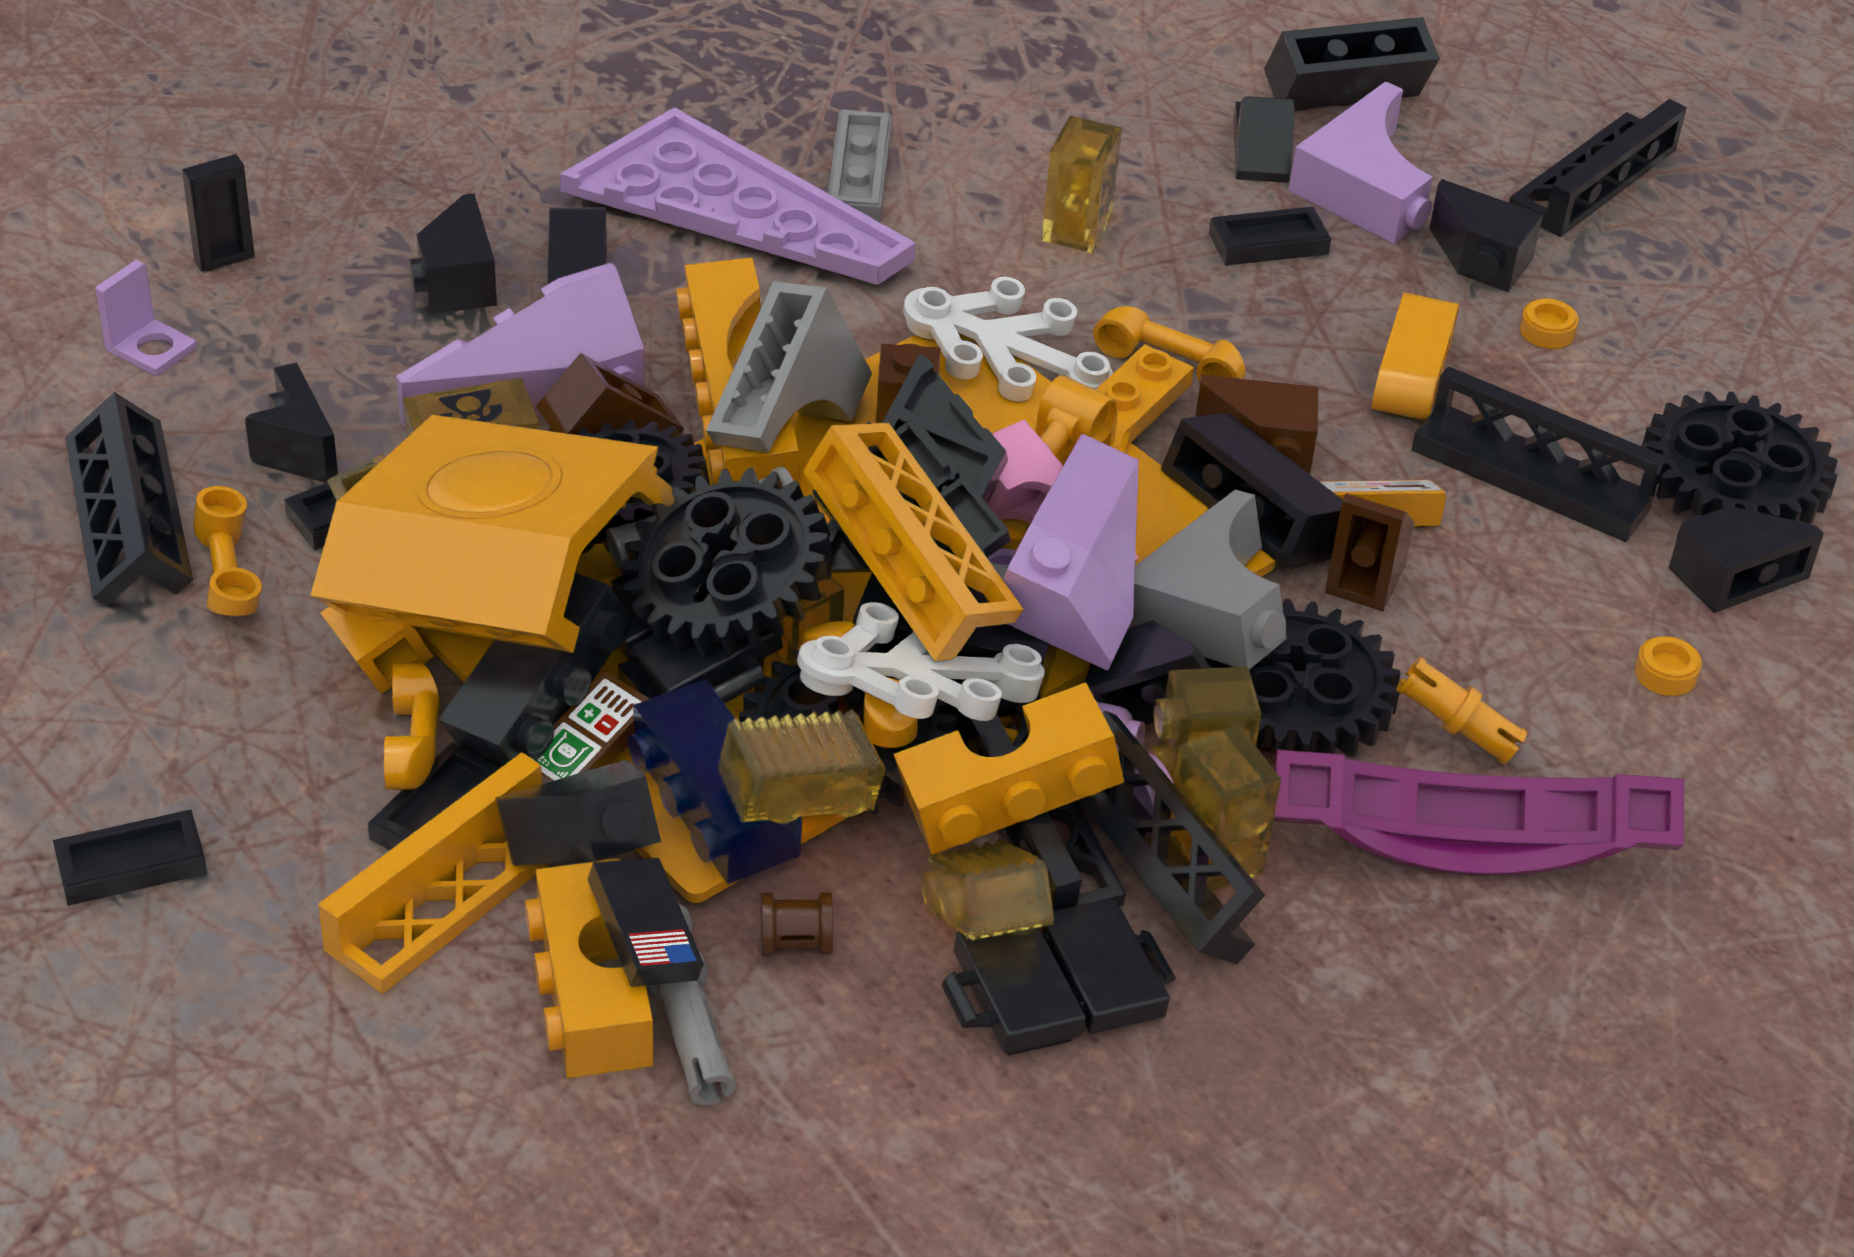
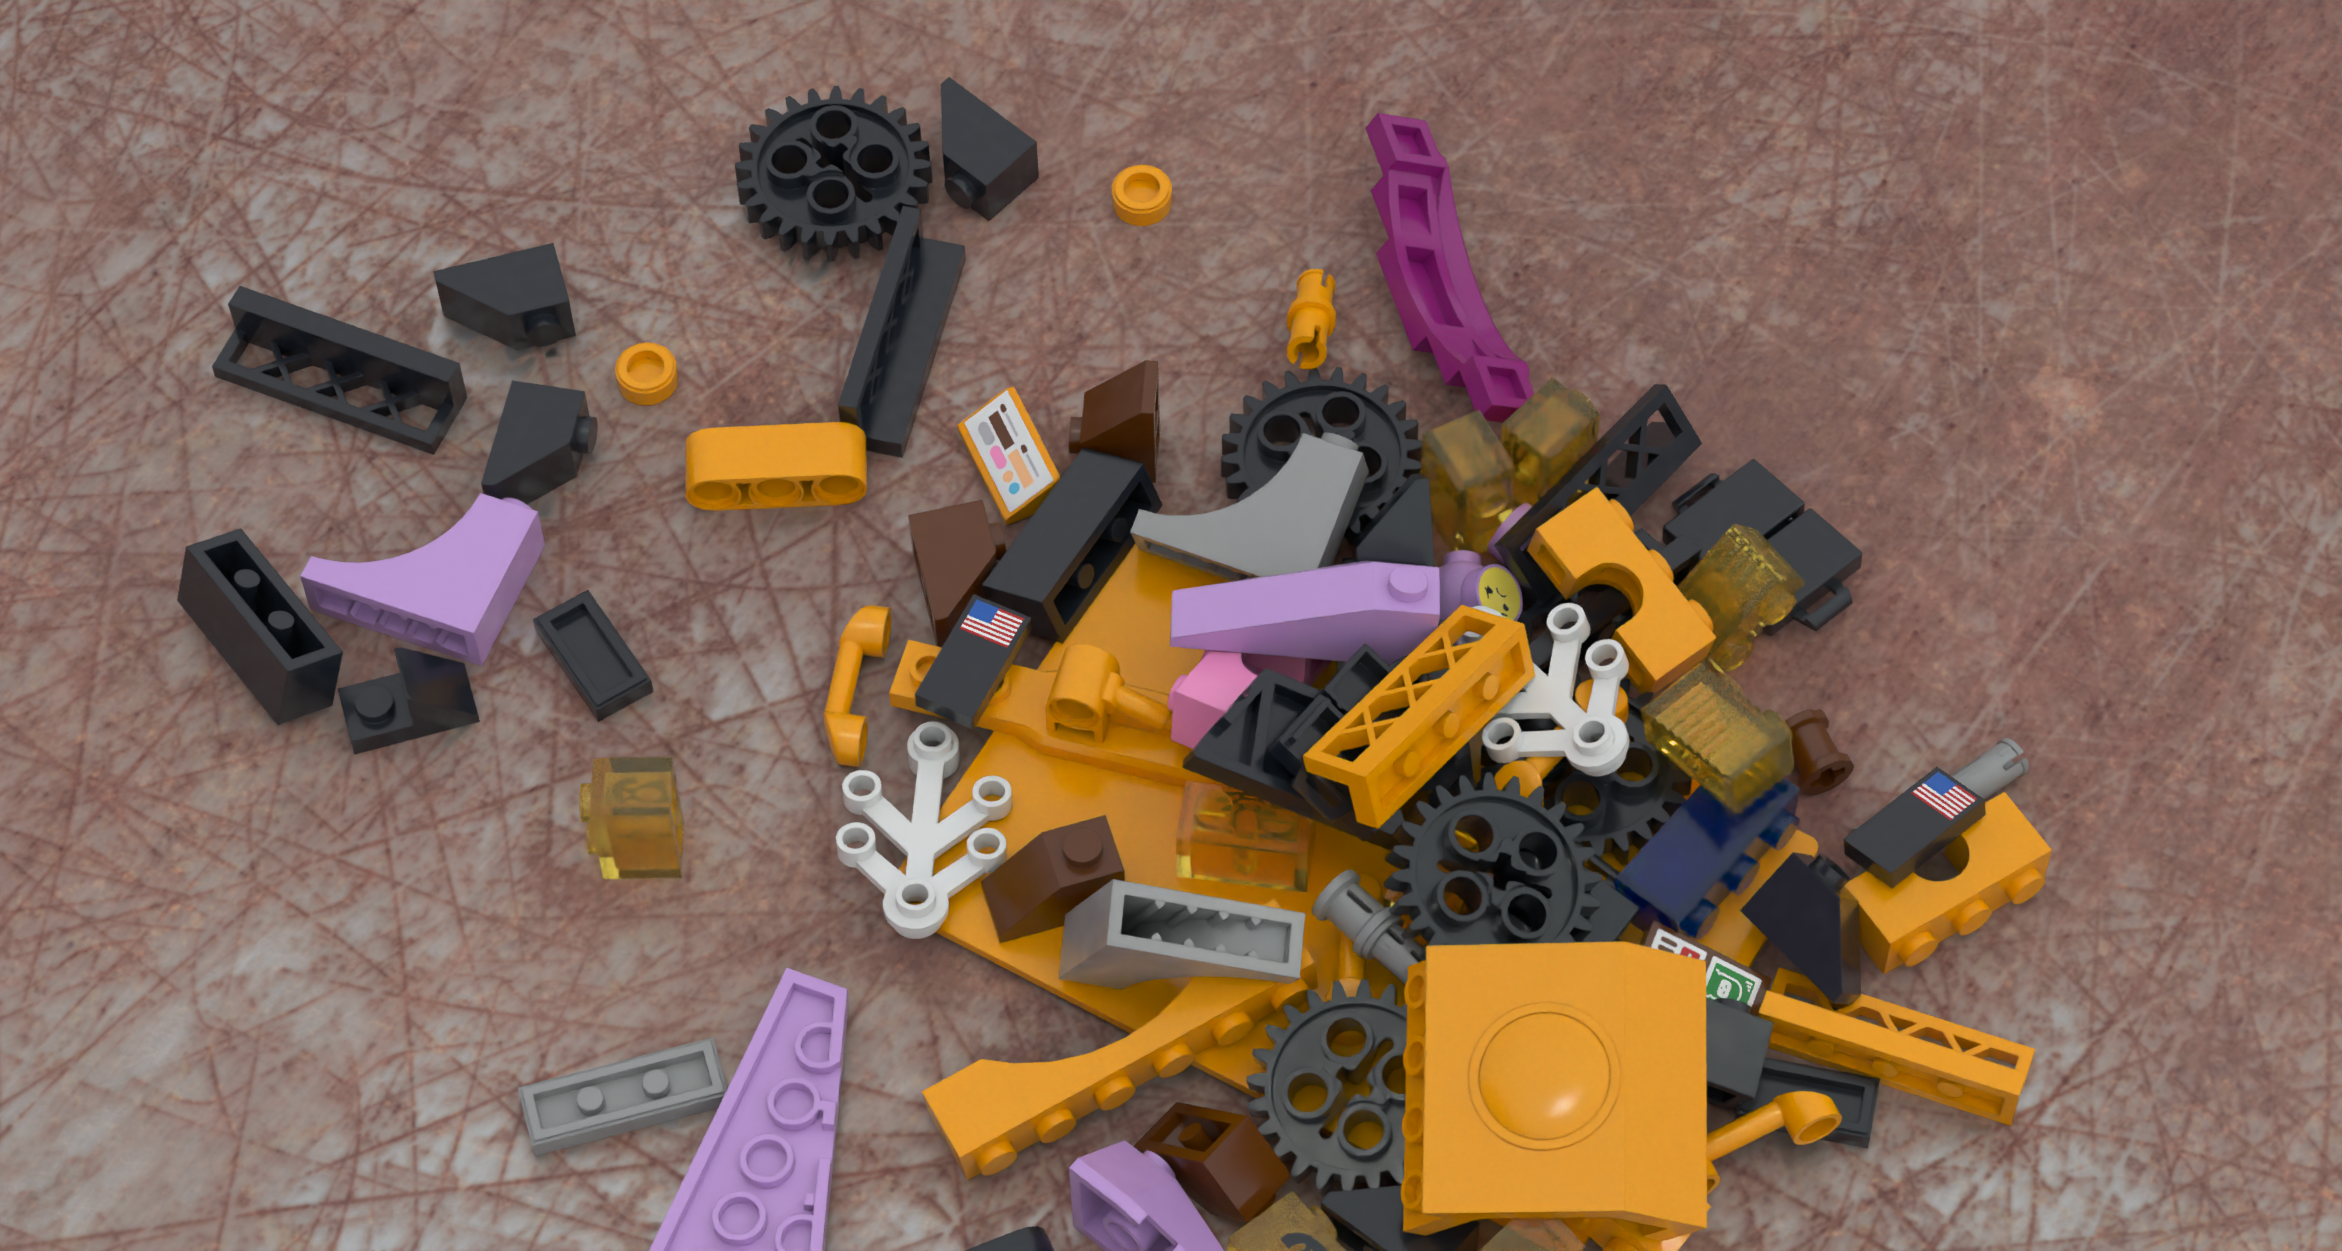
camera: 105 degrees left, 15 degrees up
(1142, 373) = (973, 661): none -> black tile
(1644, 259) = (510, 297): none -> black slope

